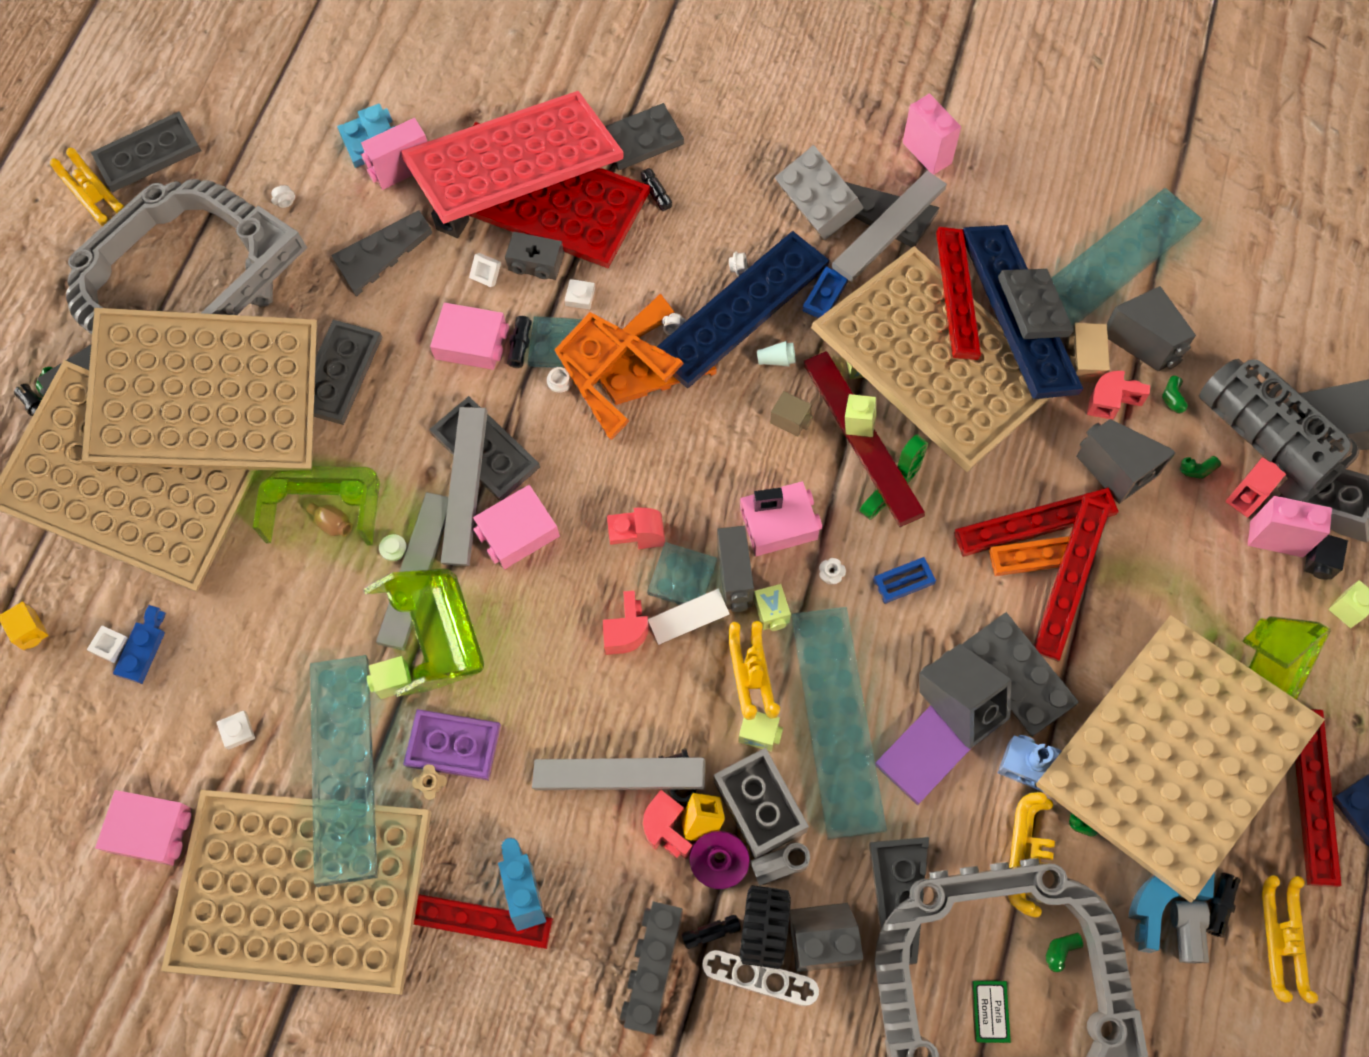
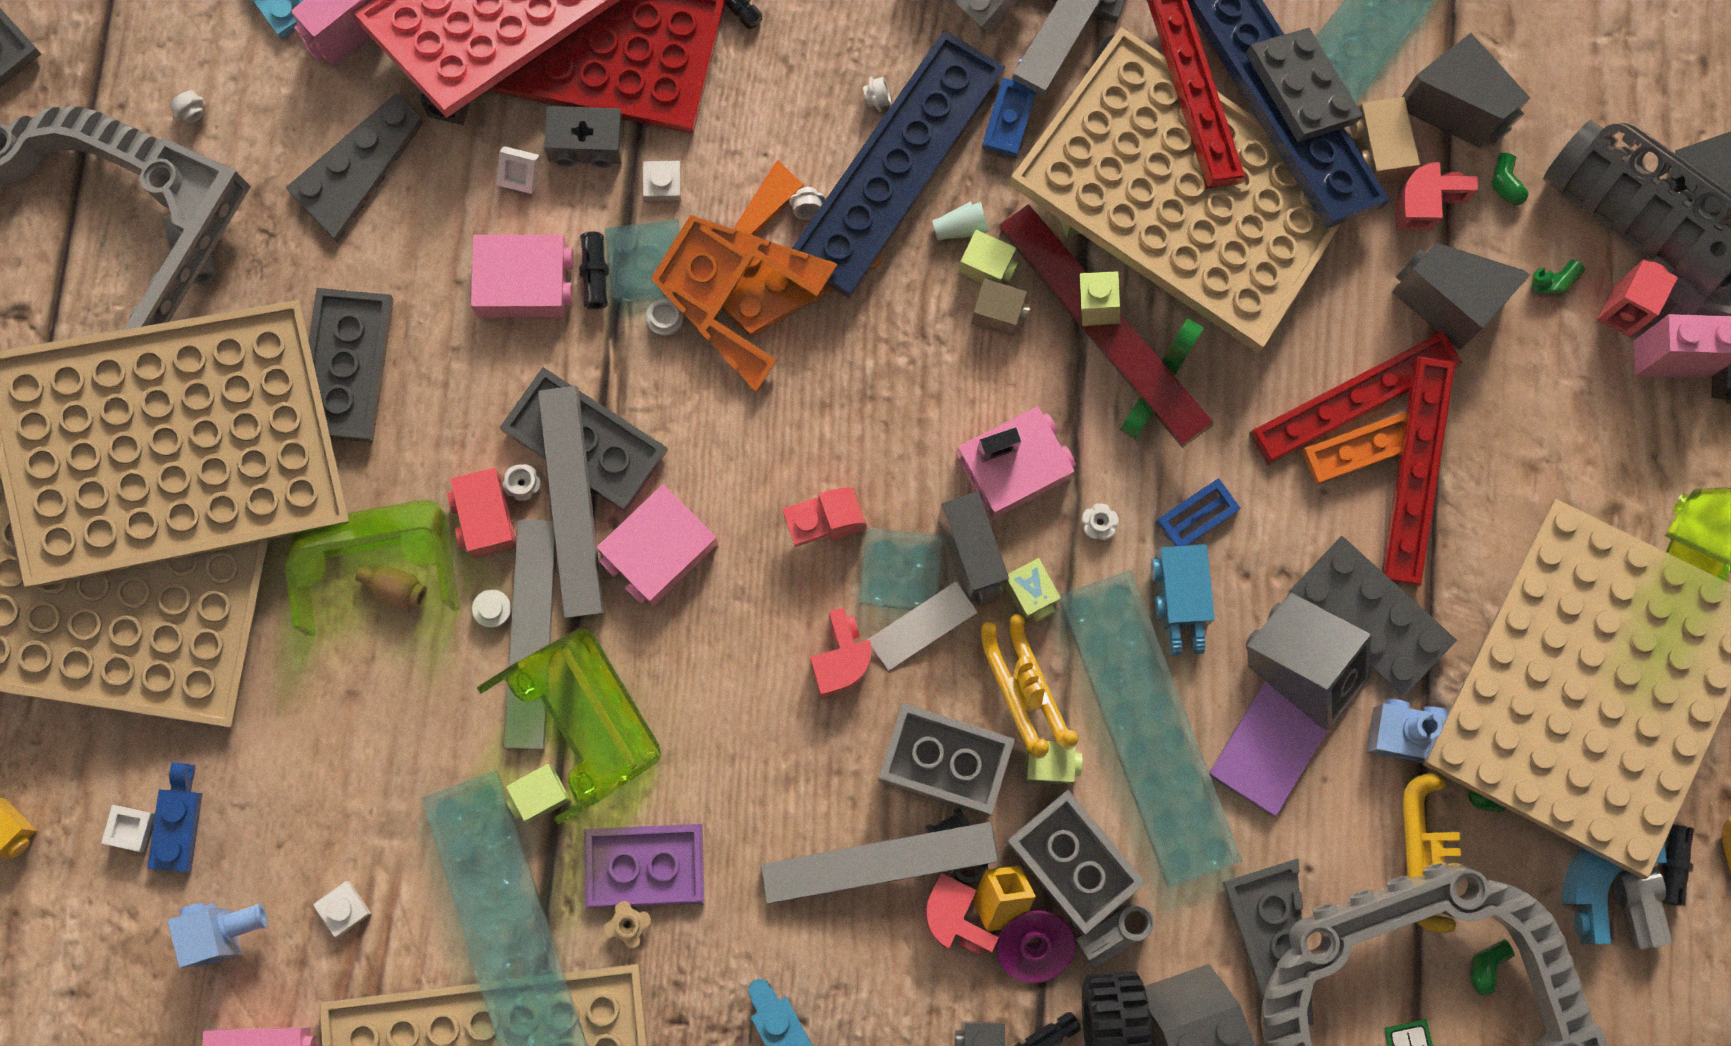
camera: 20 degrees left, 10 degrees up
(139, 725) = (211, 934): none -> light blue brick
(402, 483) = (482, 513): none -> coral brick
(432, 462) = (519, 472): none -> white plate
(682, 711) = (946, 760): none -> light grey brick
(790, 379) = (988, 259): none -> yellowish green brick
(882, 630) = (1183, 594): none -> dark azure hinge

